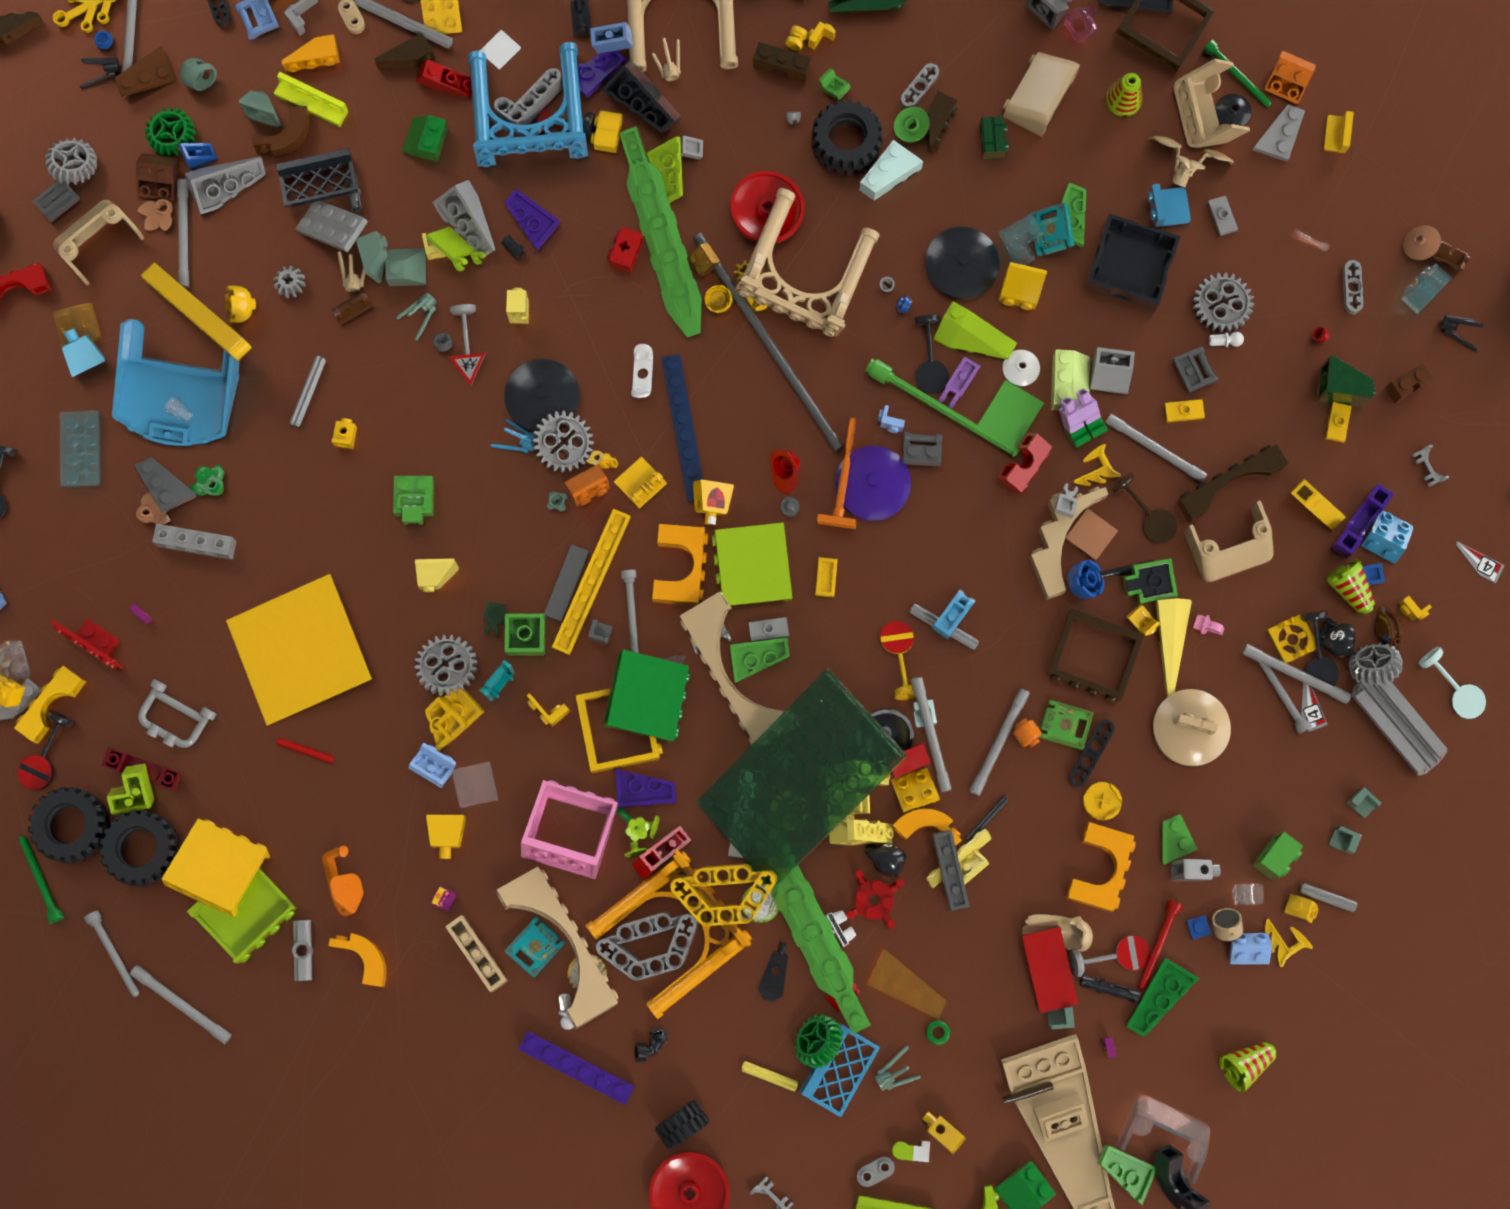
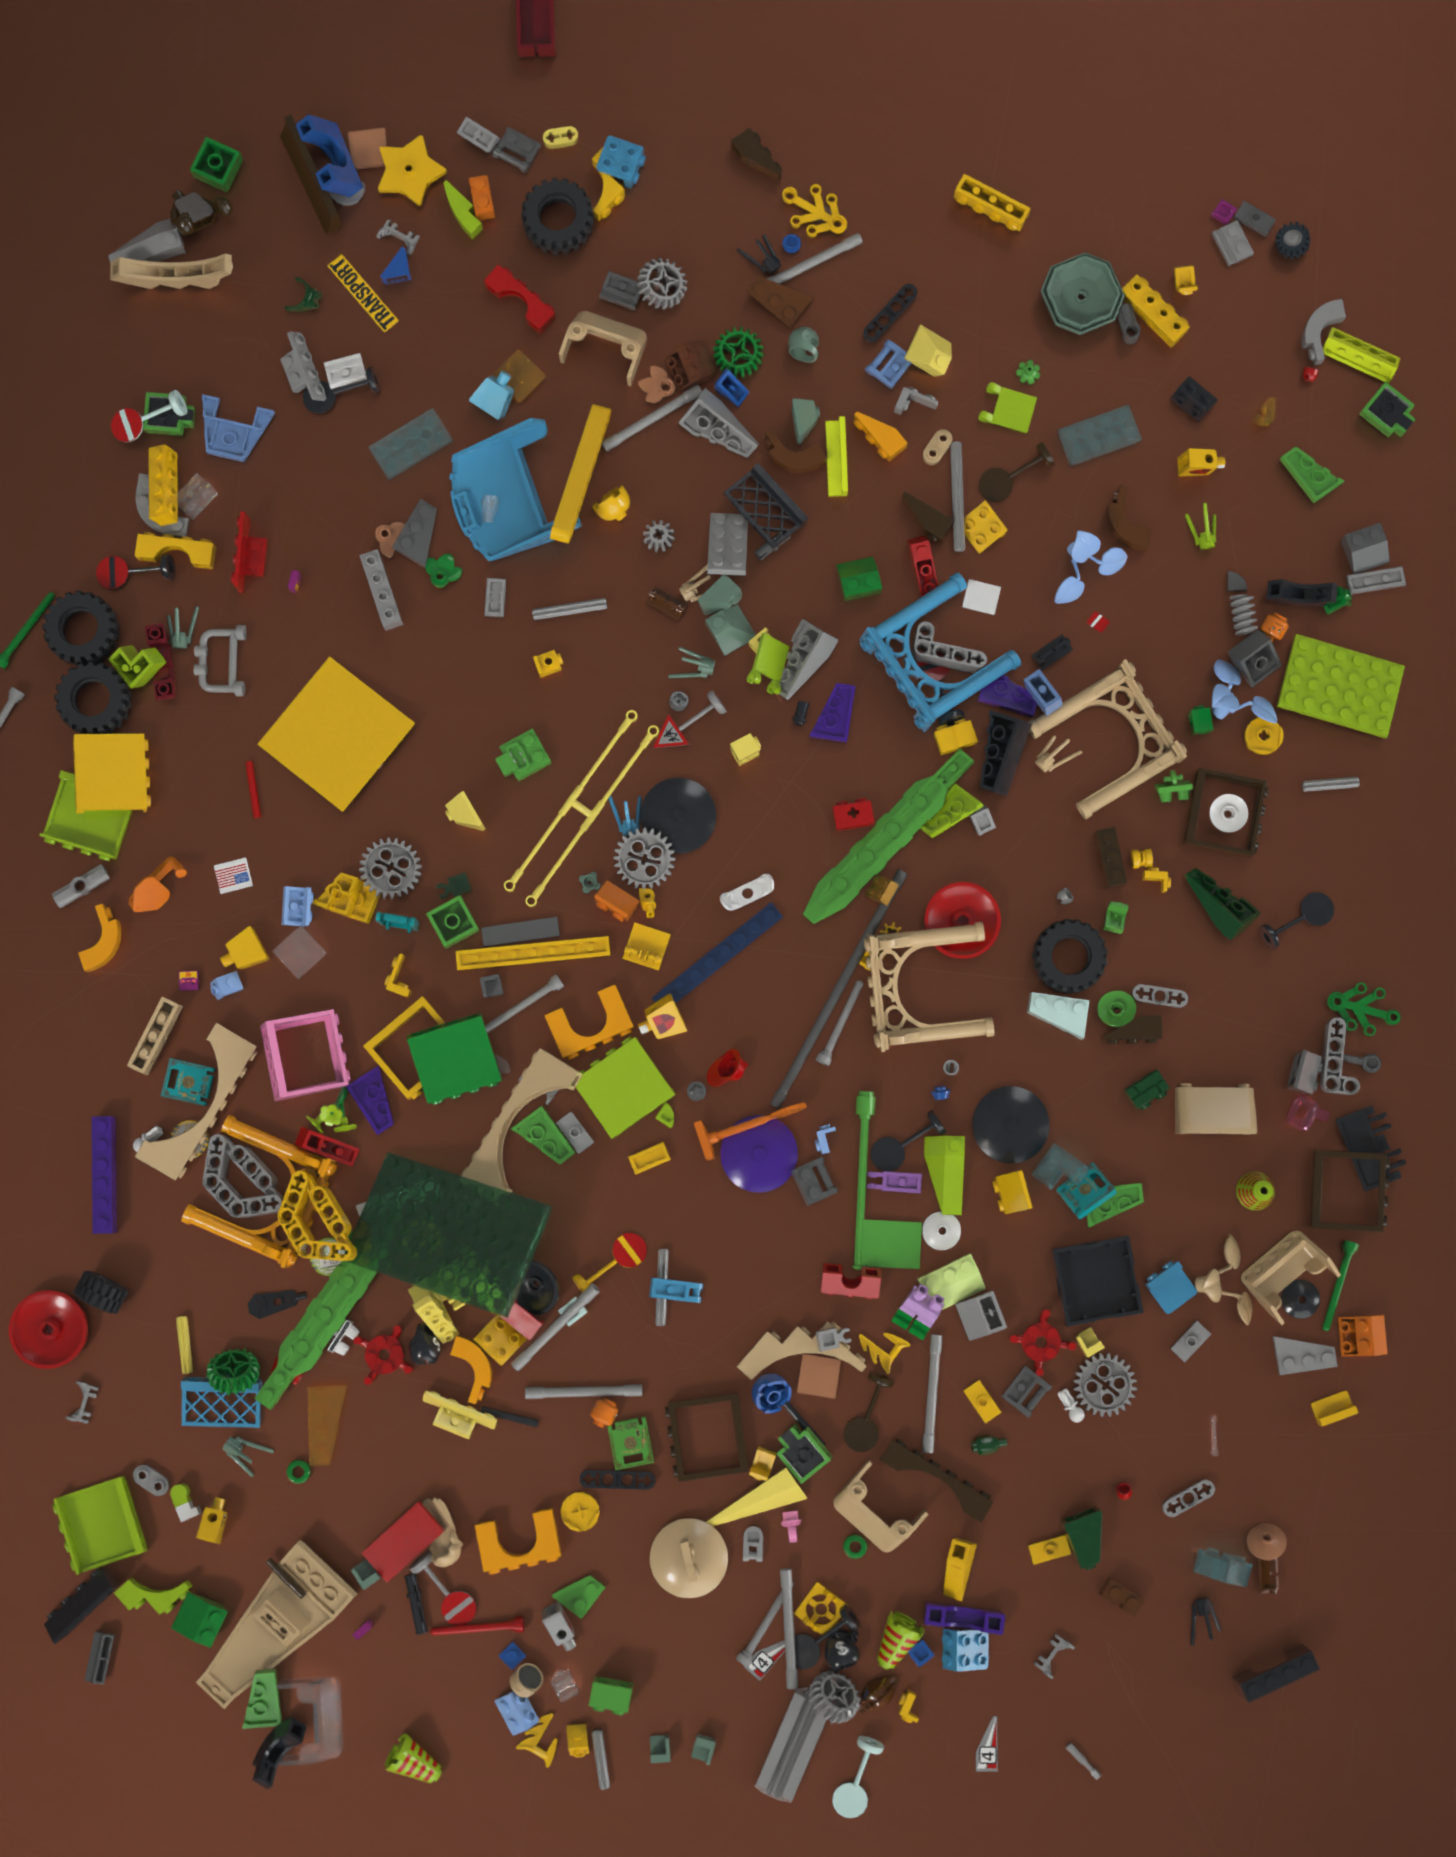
camera: 65 degrees right, 5 degrees up
(131, 743) = (178, 638): none -> sand green plant
(259, 448) = (495, 597): none -> light grey plate
(372, 809) = (233, 875): none -> sticker
(467, 867) = (226, 985): none -> light blue bracket
(477, 478) = (591, 815): none -> light yellow bar
(657, 1039) = (163, 1231): black arm -> none
(718, 299) = (852, 923): yellow hair -> none
(797, 544) = (666, 1115): none -> lime tile
(820, 383) = (825, 1056): none -> light grey piece
(950, 870) = (442, 1408): dark grey tile -> none
(1160, 996) = (438, 1653): green wing -> none
(1162, 325) = (1052, 1346): none -> red plate
(1181, 297) = (1088, 1342): none -> light yellow panel
(1201, 662) = (753, 1537): none -> light grey plate
(1223, 425) = (987, 1444): none -> dark green plant
(1261, 579) = (855, 1555): none -> green piece

